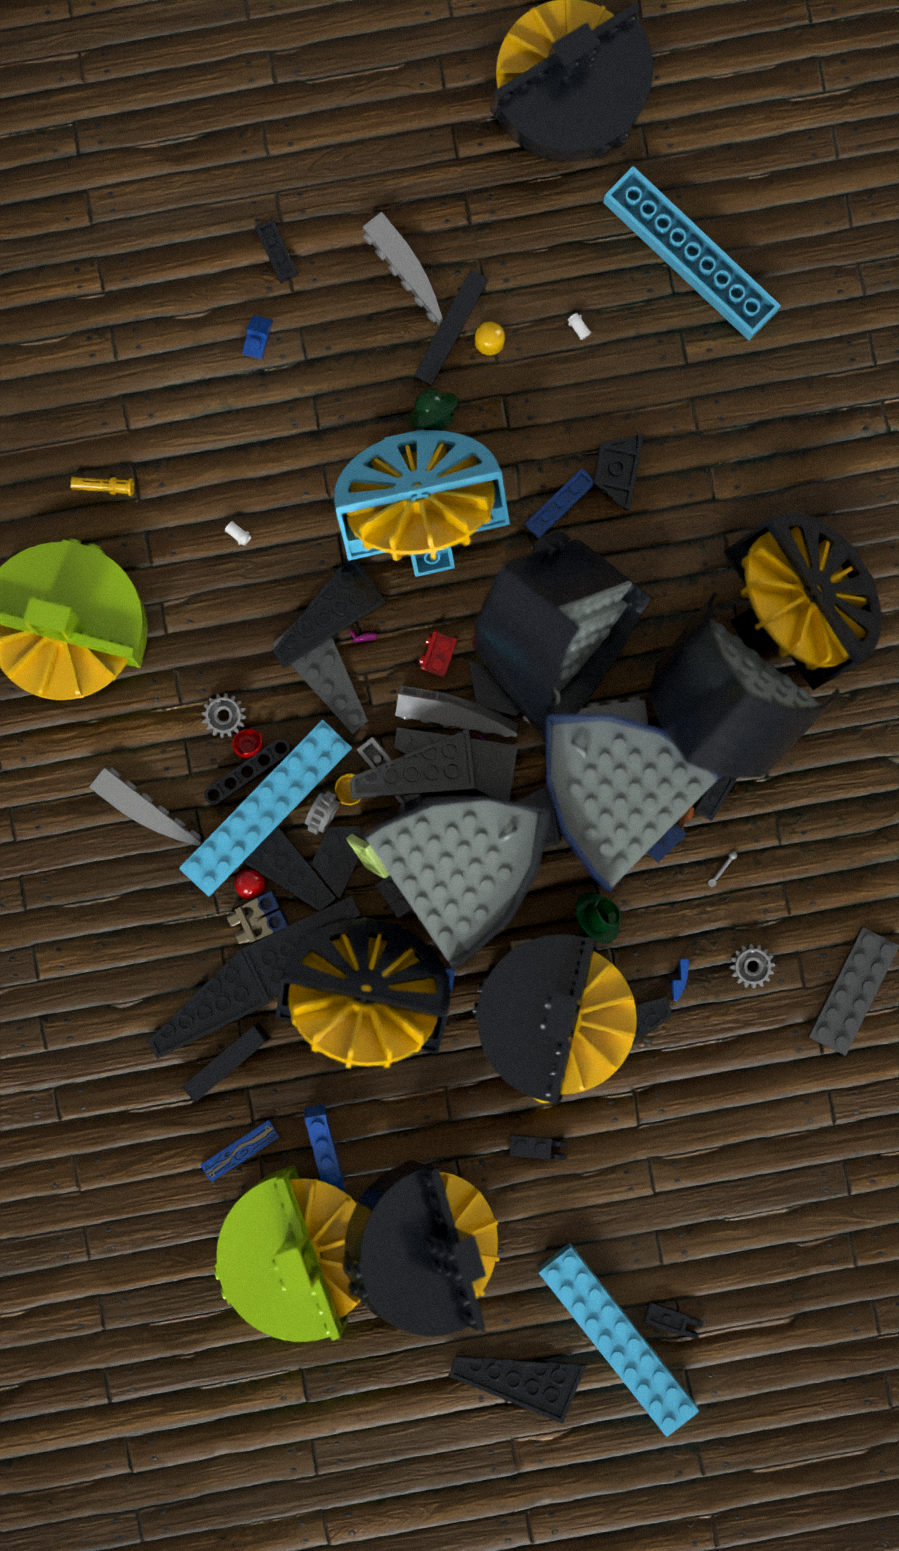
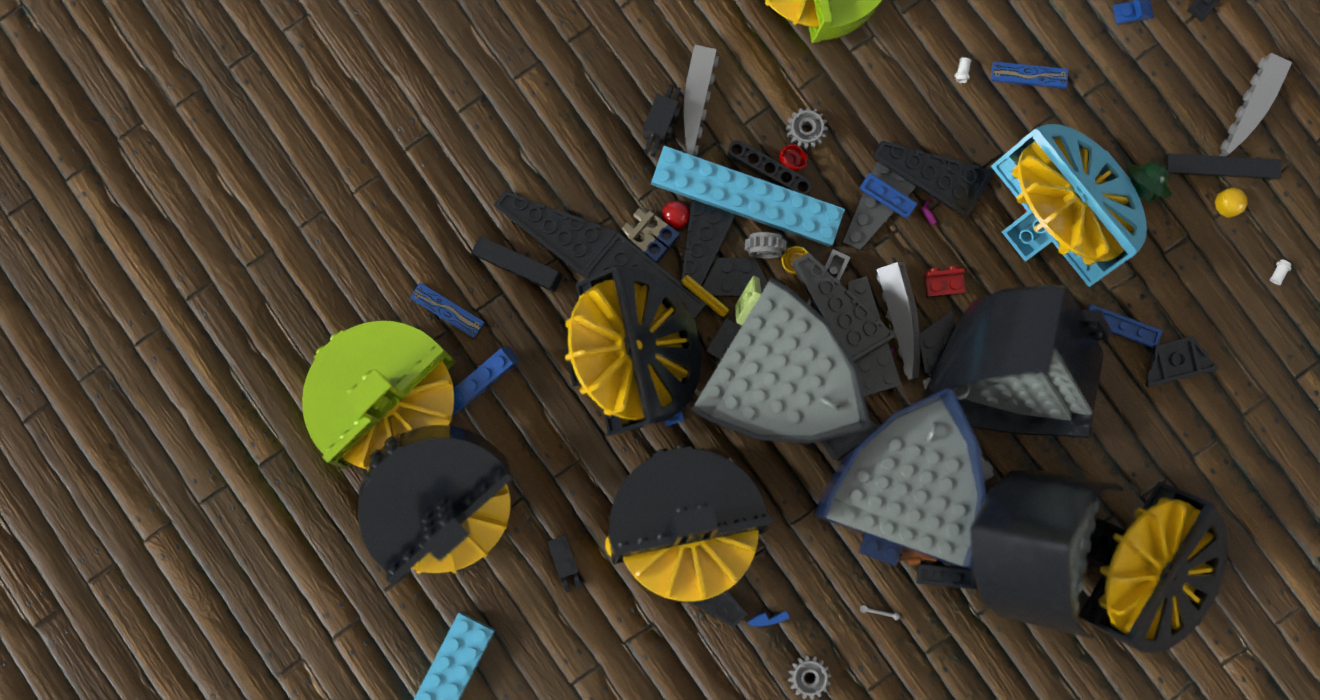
camera: 60 degrees right, 5 degrees down
(150, 856) = (660, 120): none -> black brick
(273, 470) = (1029, 75): none -> blue tile
(328, 669) = (888, 195): none -> blue tile
(343, 893) = (704, 295): none -> yellow axle
(532, 1384) = (357, 650): black wing -> none
(598, 917) = (789, 522): dark green helmet -> none

